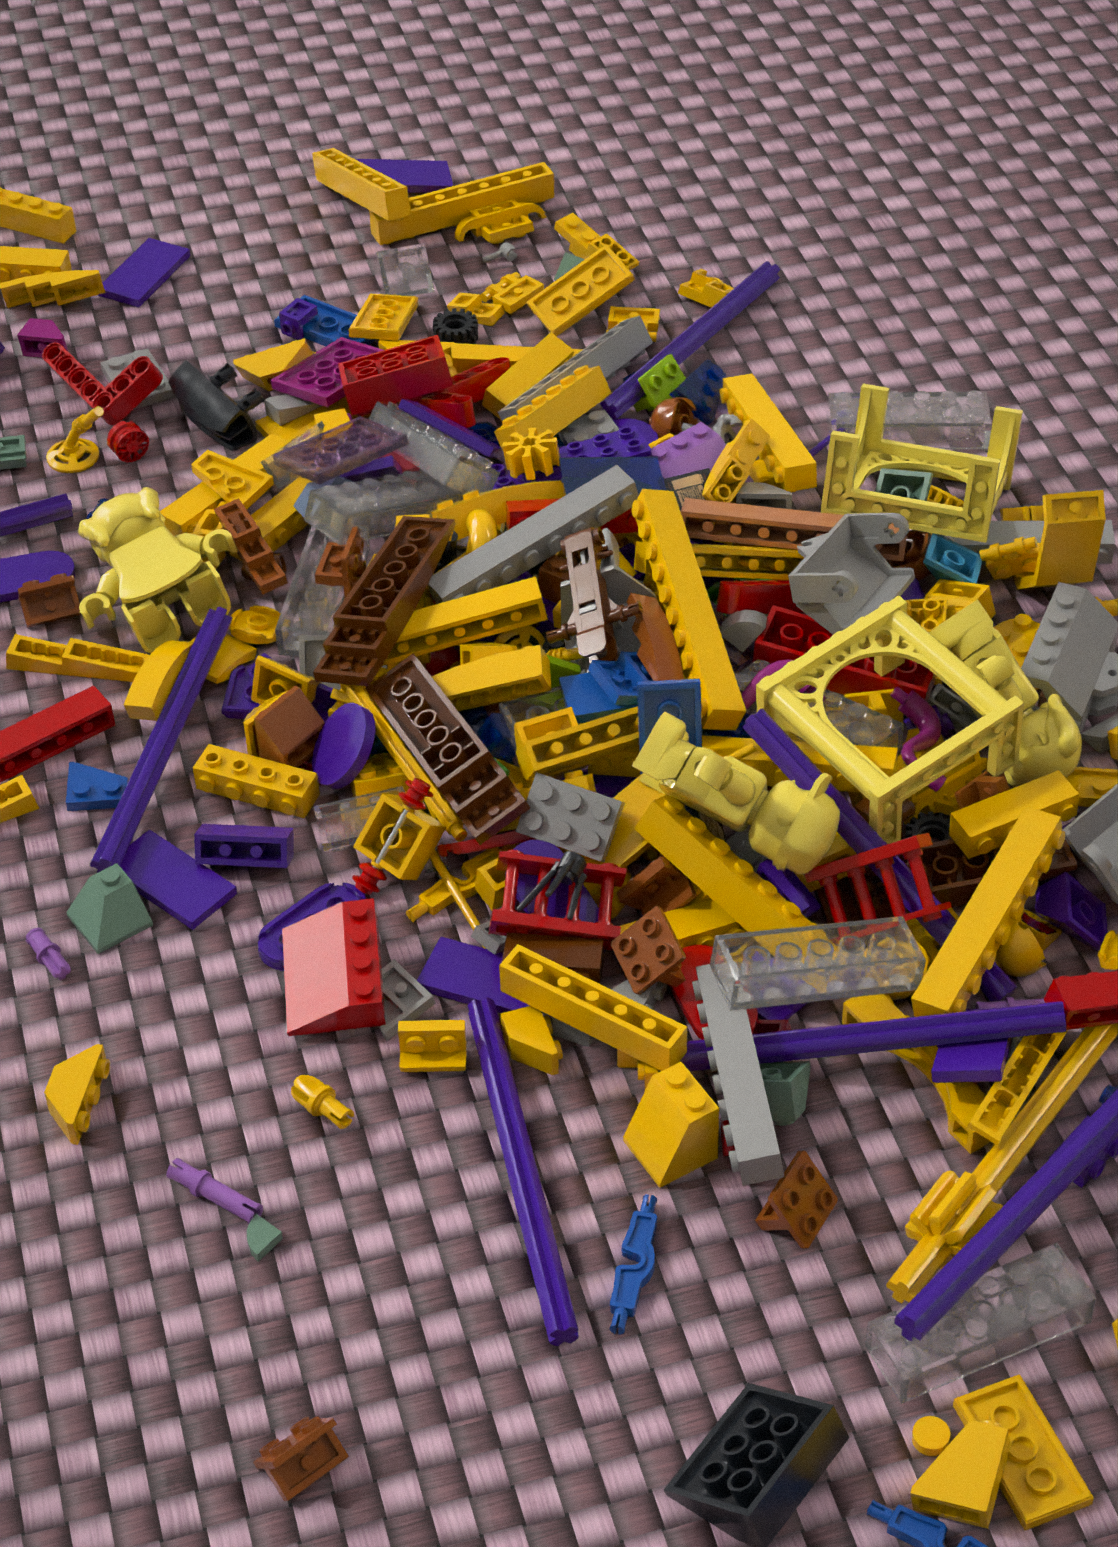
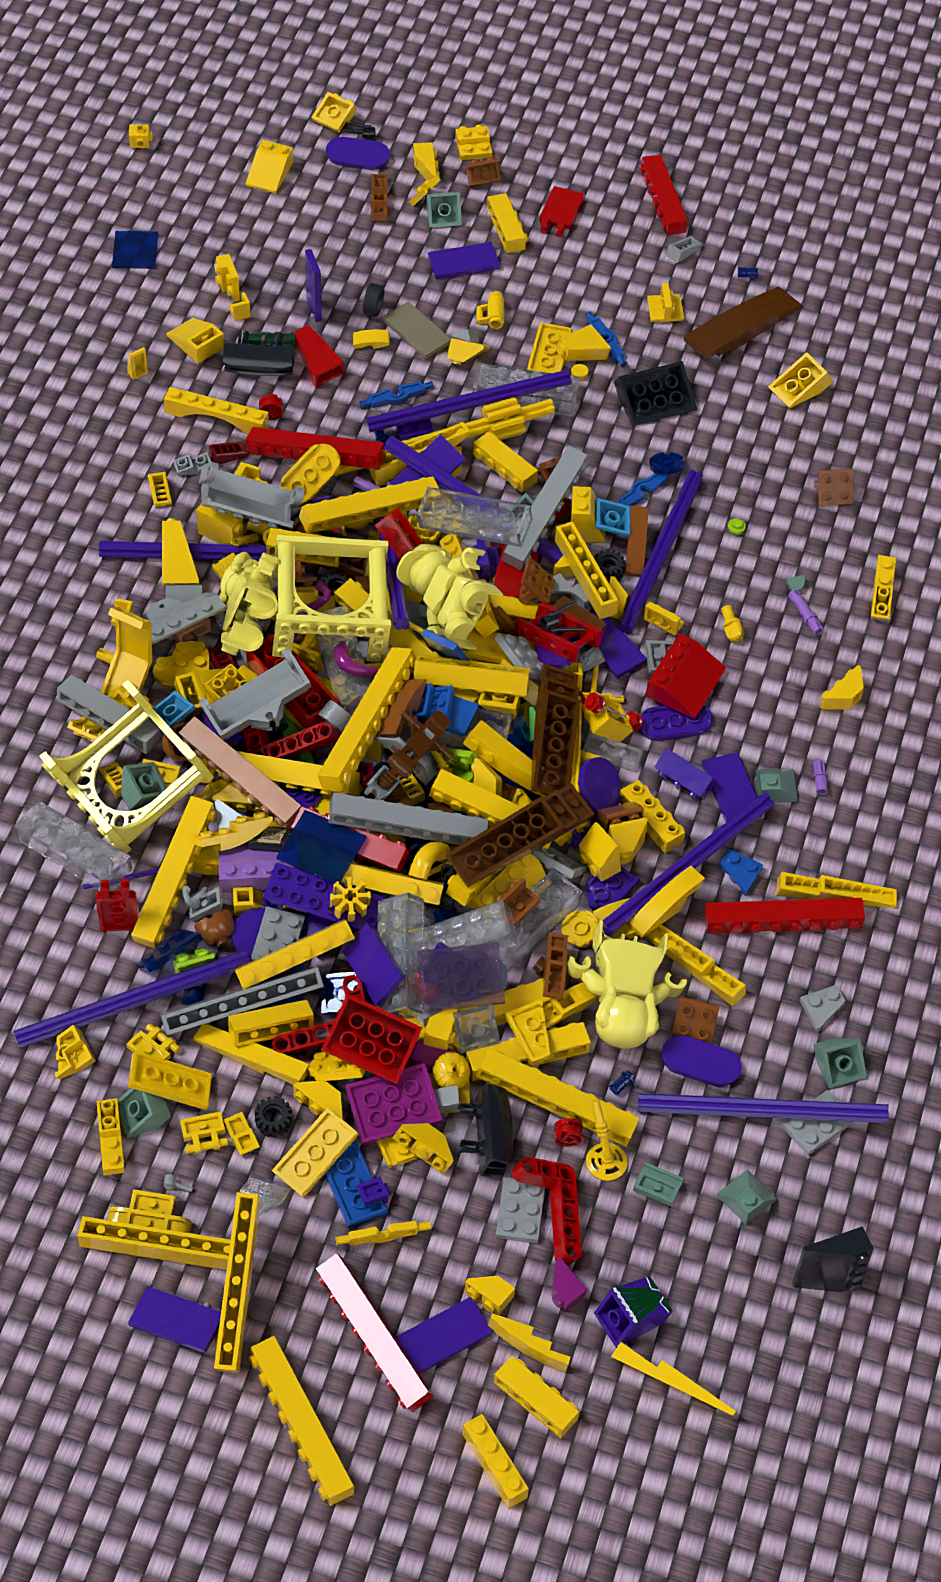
camera: 150 degrees left, 10 degrees up
(102, 1298) = (883, 587): none -> yellow slope
(120, 308) = (491, 1292): none -> yellow slope
(158, 451) = (554, 1095): none -> yellow brick
(211, 237) = (374, 1332): none -> brick
(231, 171) = (302, 1421): none -> yellow brick
(253, 305) = (373, 1235): none -> yellow piece
(293, 419) = (444, 1073): none -> yellow hair
(429, 1284) = (736, 526): none -> lime plate
(570, 1150) = (636, 541): none -> dark orange slope
(582, 1075) = (611, 558): none -> black tyre
(629, 1138) = (612, 517): none -> dark azure slope
(629, 1326) = (666, 463): none -> clear blue tile
(785, 359) = (118, 908): none -> red tile
(883, 1157) = (505, 462): none -> yellow brick

